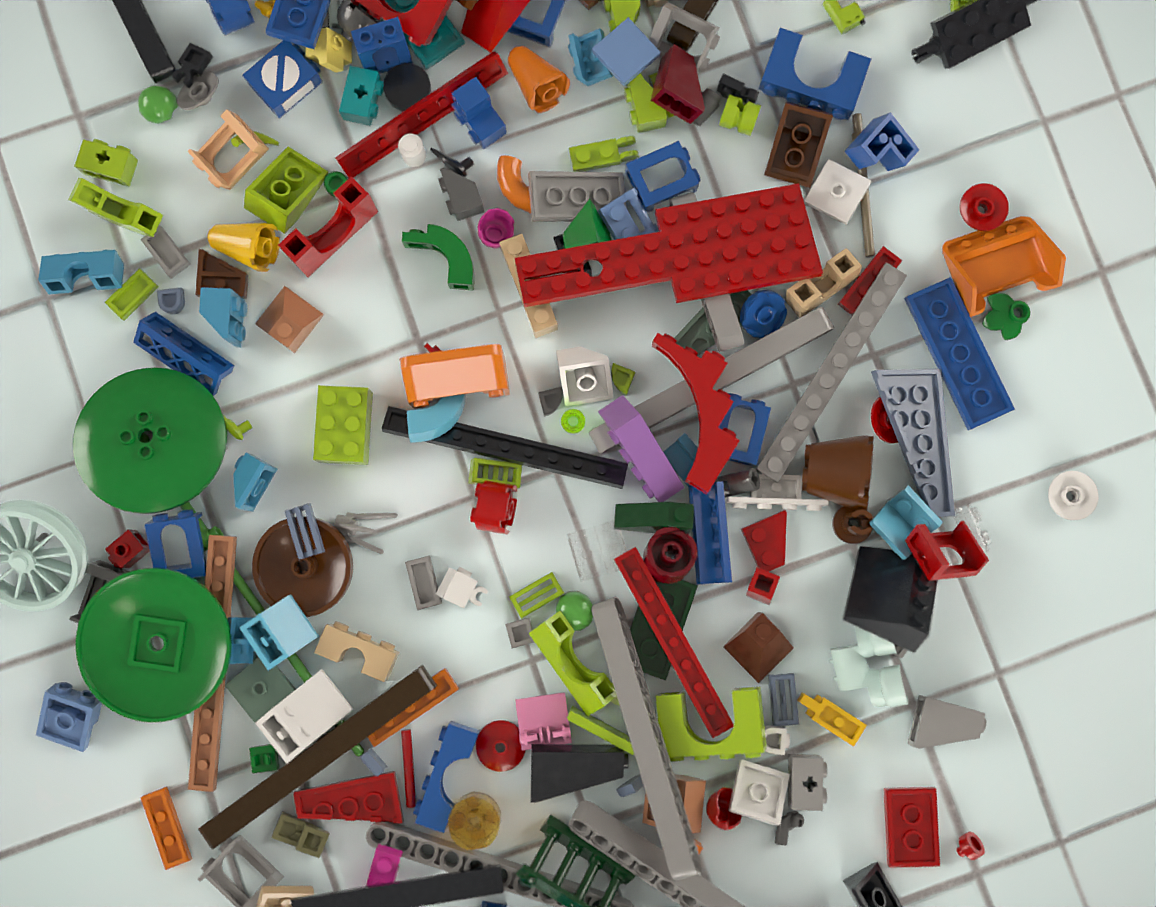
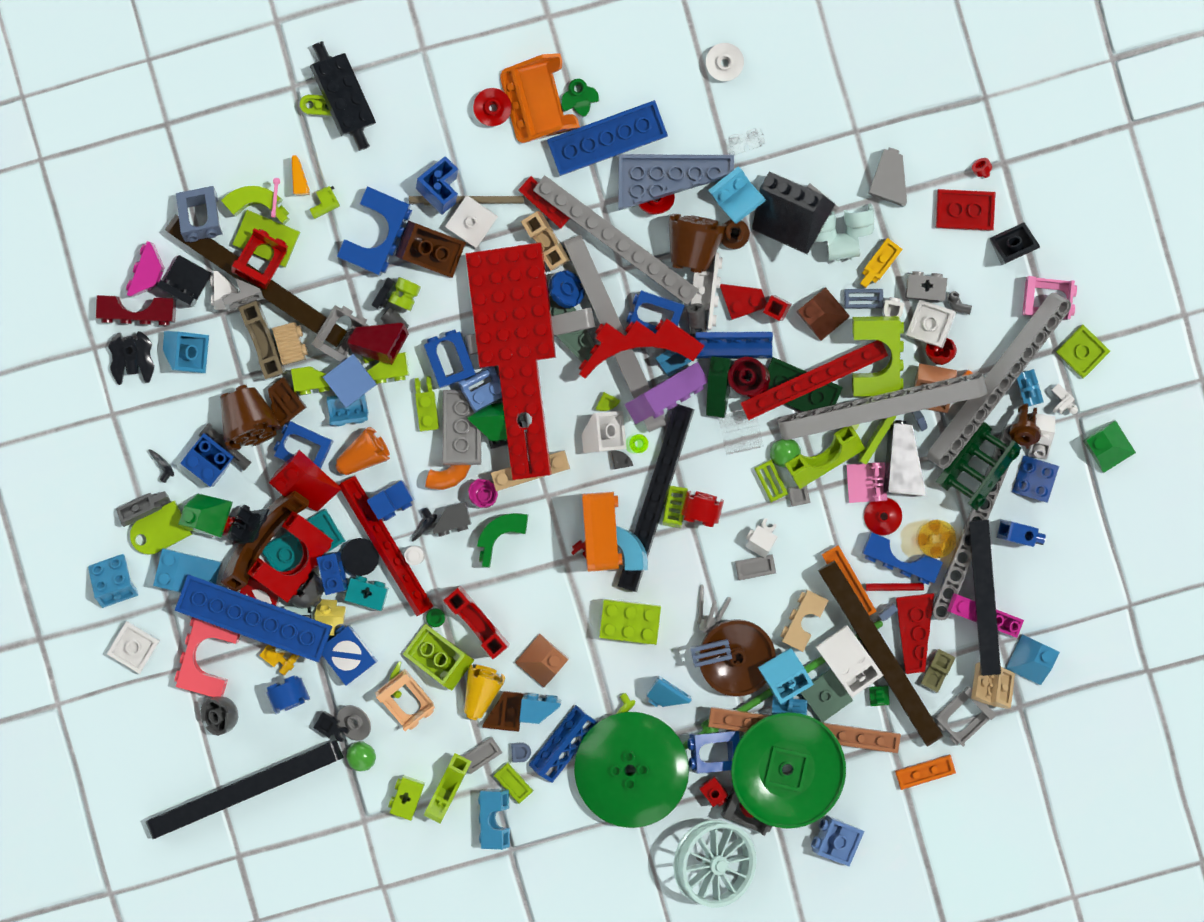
camera: 85 degrees left, 5 degrees up
(933, 562) = (759, 184): red panel -> none

